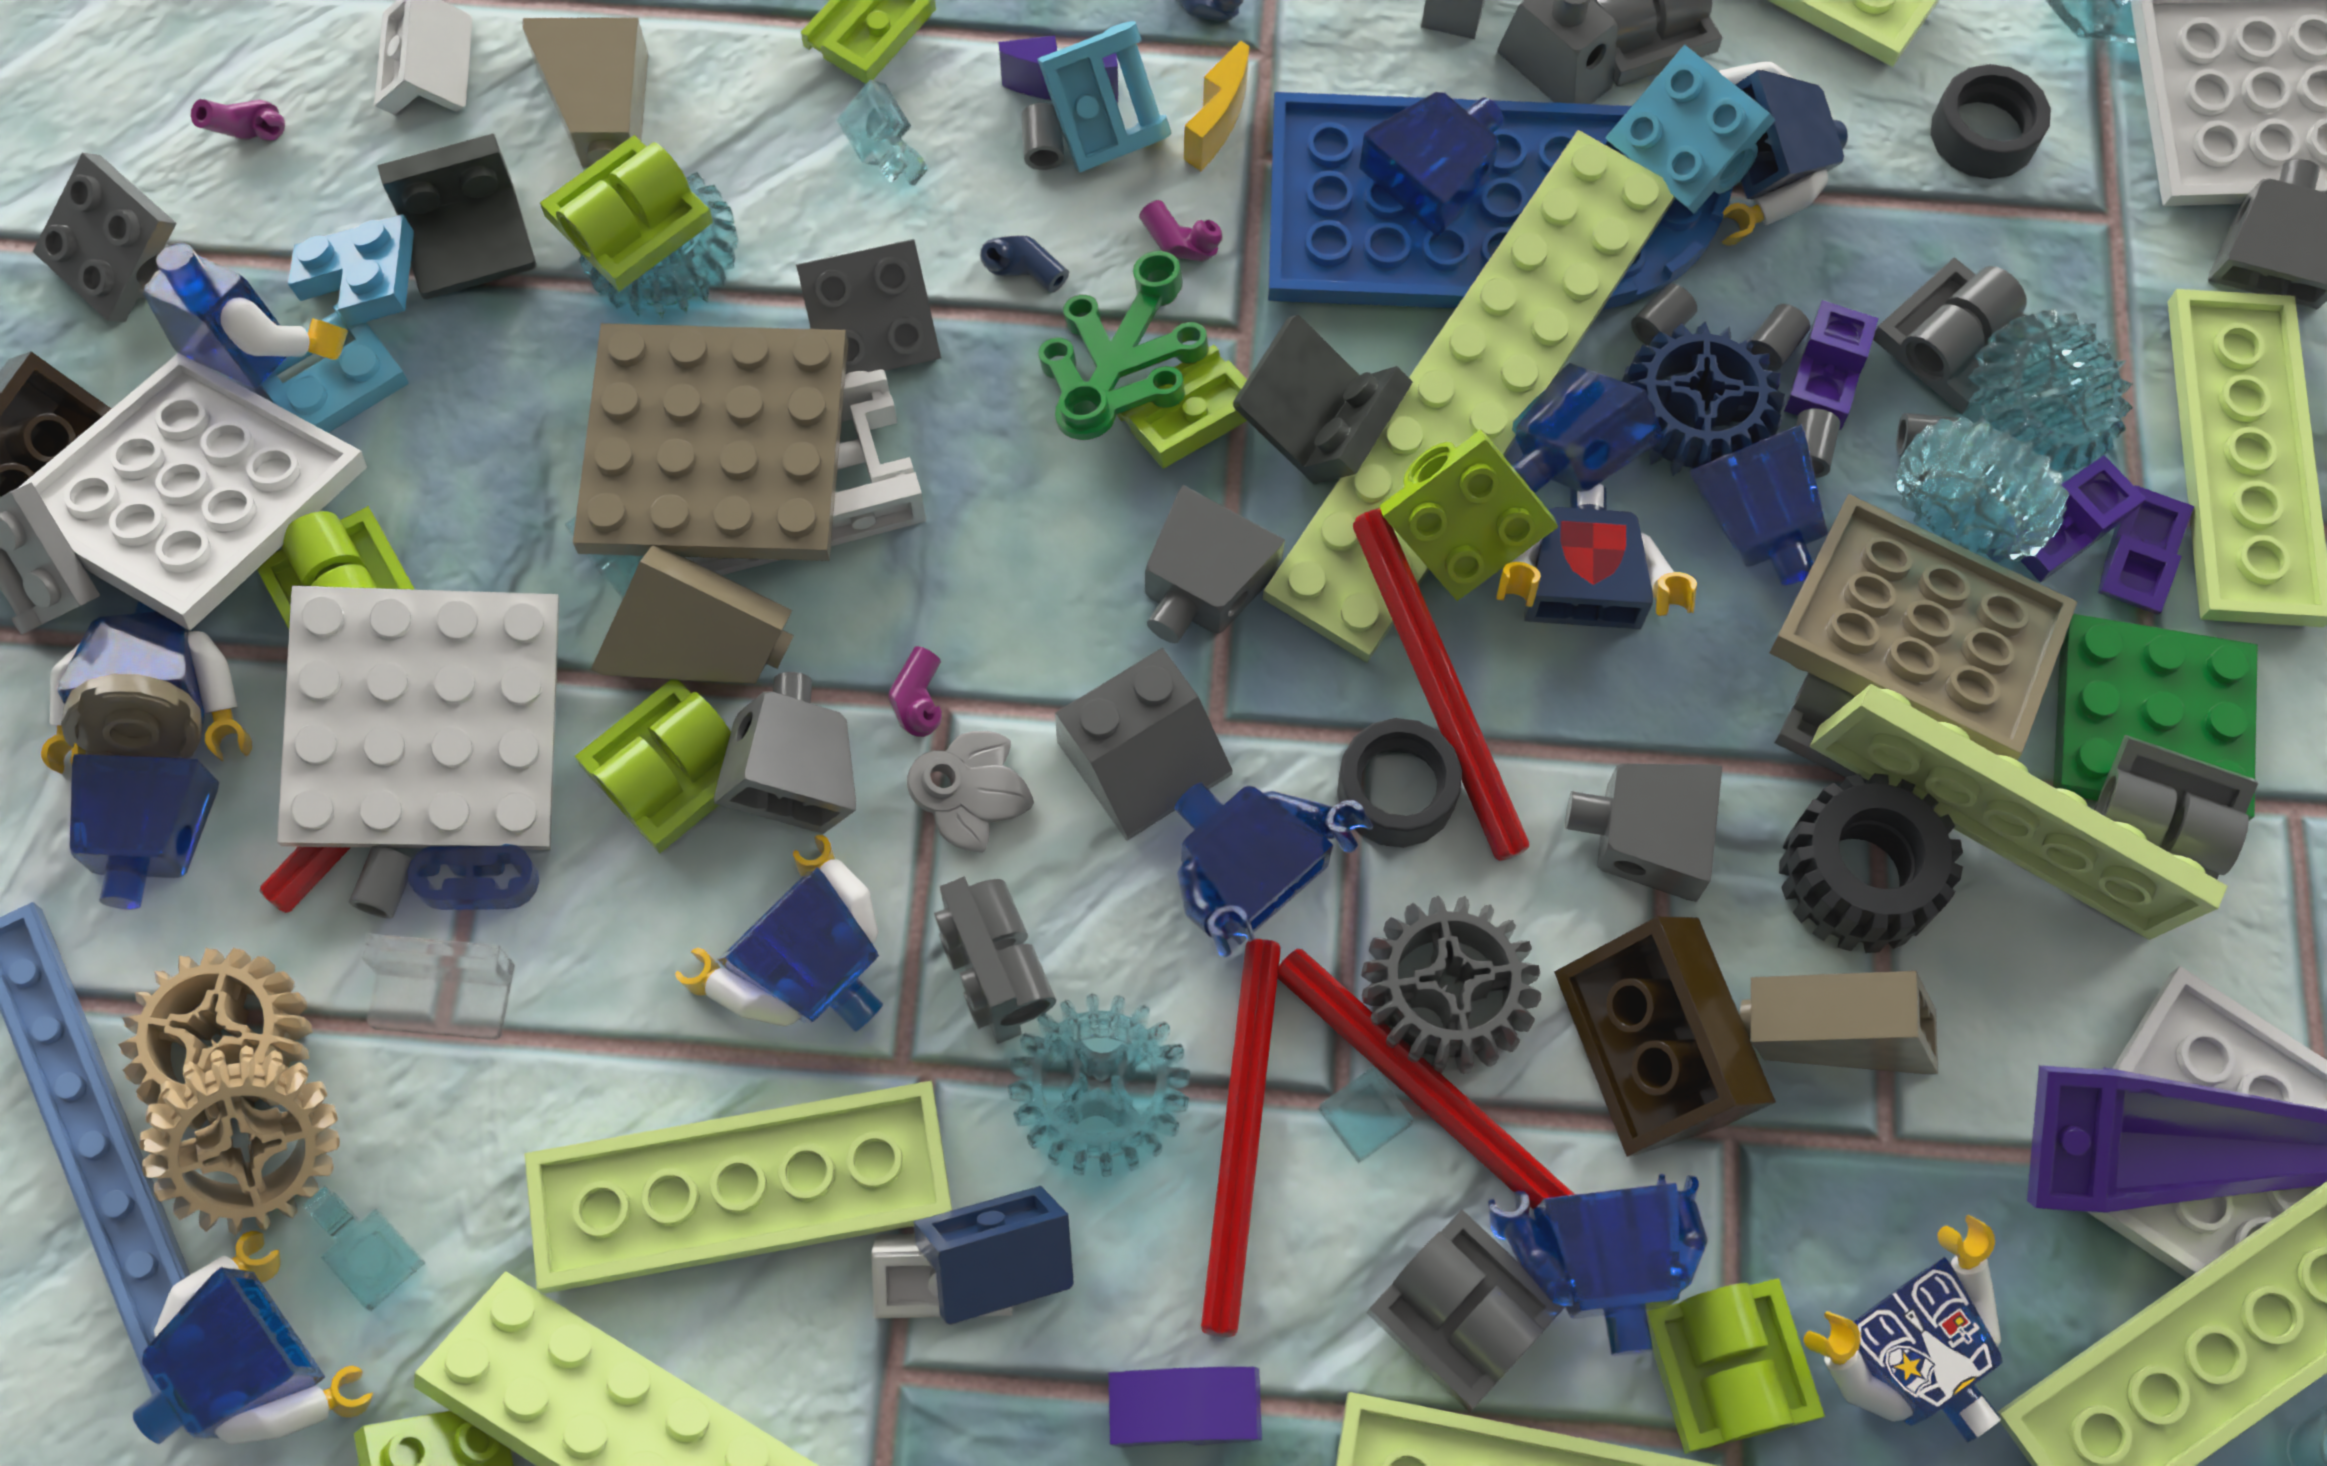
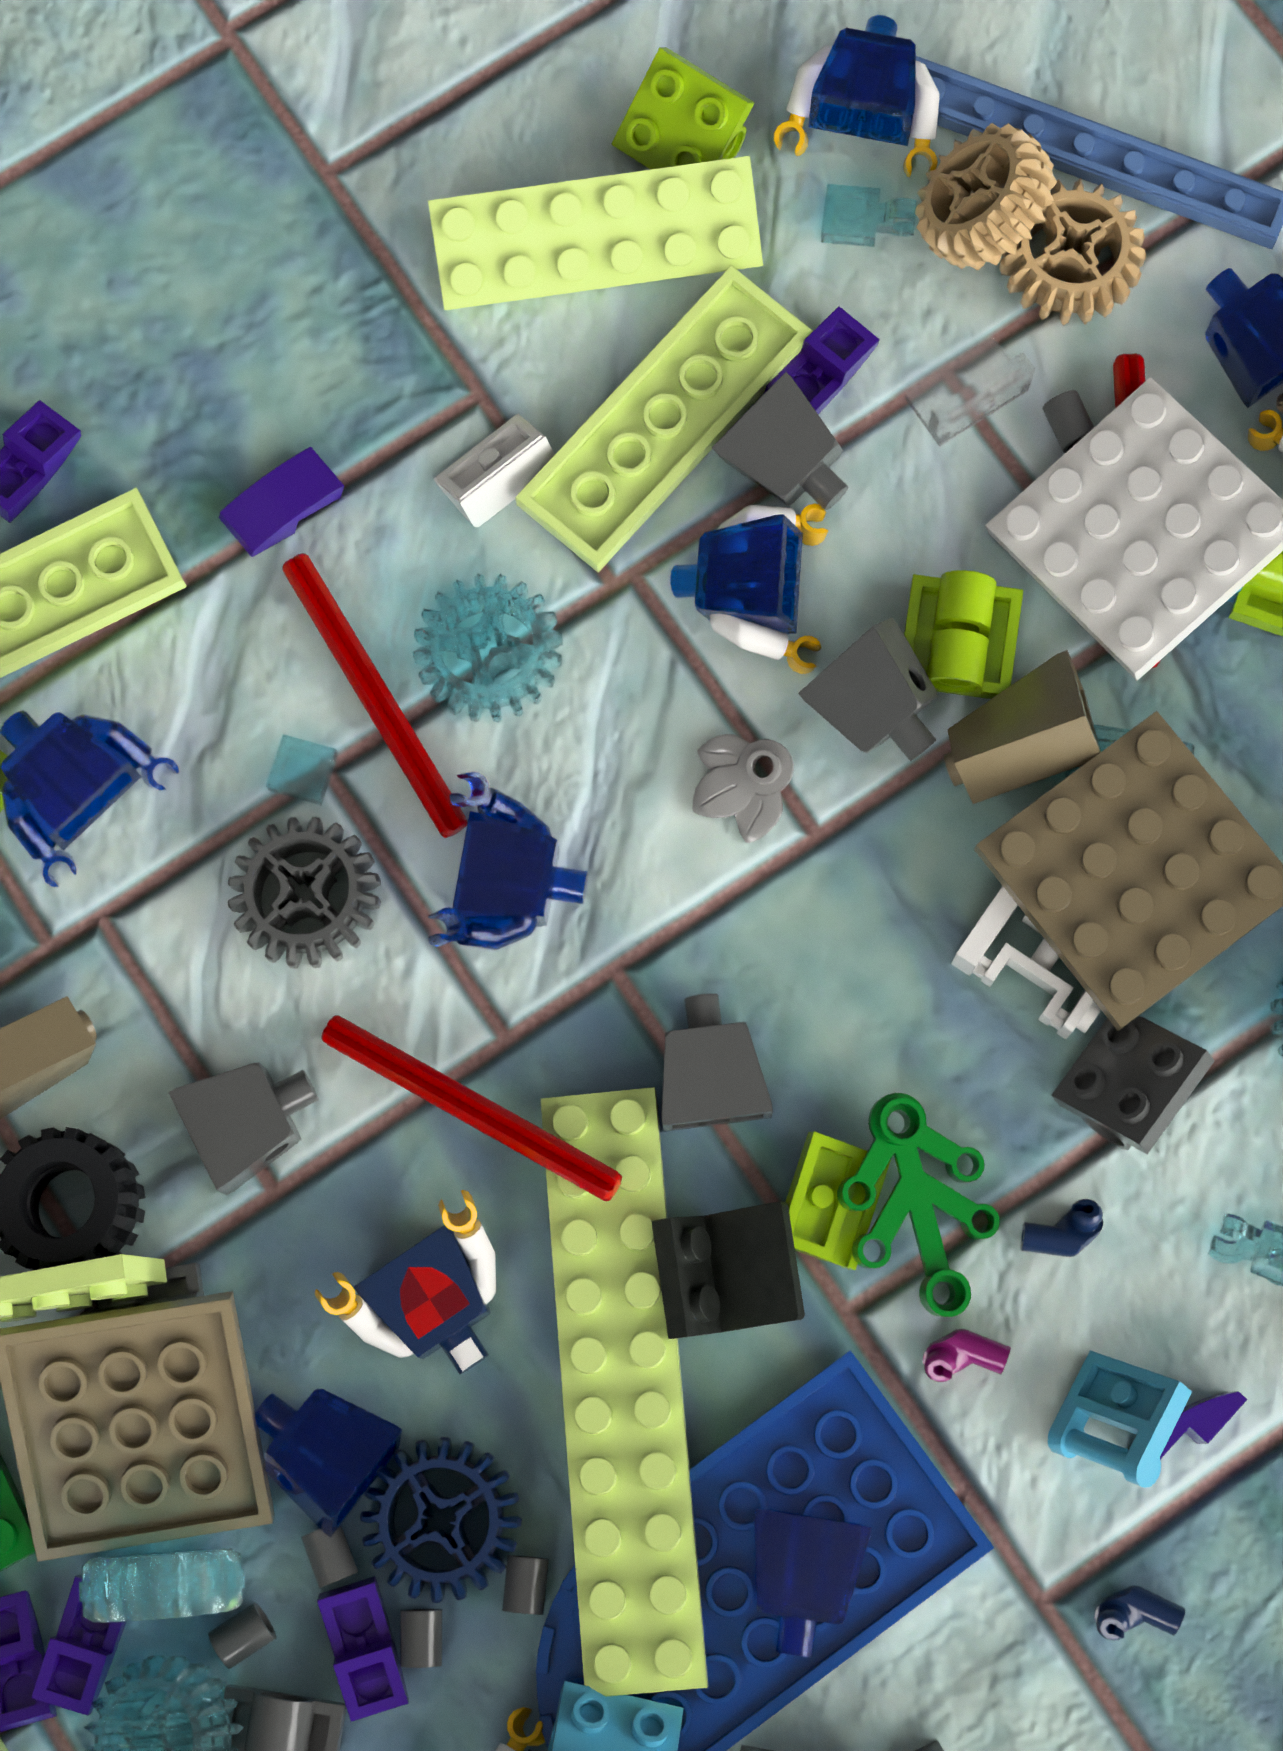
camera: 150 degrees right, 10 degrees up
(473, 891) = (1008, 463): clear blue beam -> none
(545, 1118) = (829, 358): none -> dark purple slope
(659, 1054) = (785, 447): none -> dark grey torso
(910, 694) = (838, 816): magenta arm -> none
(997, 1253) = (469, 496): dark blue panel -> none
(1001, 974) = (601, 646): dark grey plate -> none
(1042, 137) = (1146, 1352): dark grey hinge -> none
(1142, 742) = (647, 901): dark grey slope -> none
(1222, 104) = (1033, 1517): yellow slope -> none
(1419, 1080) = (256, 814): red axle -> none
(1422, 742) = (441, 971): black tyre -> none
(1464, 1310) = (147, 684): dark grey plate -> none
(1466, 513) = (541, 1240): lime plate -> none
(1583, 430) = (511, 1397): clear blue torso -> none
(1663, 1035) = (133, 968): dark brown slope -> none

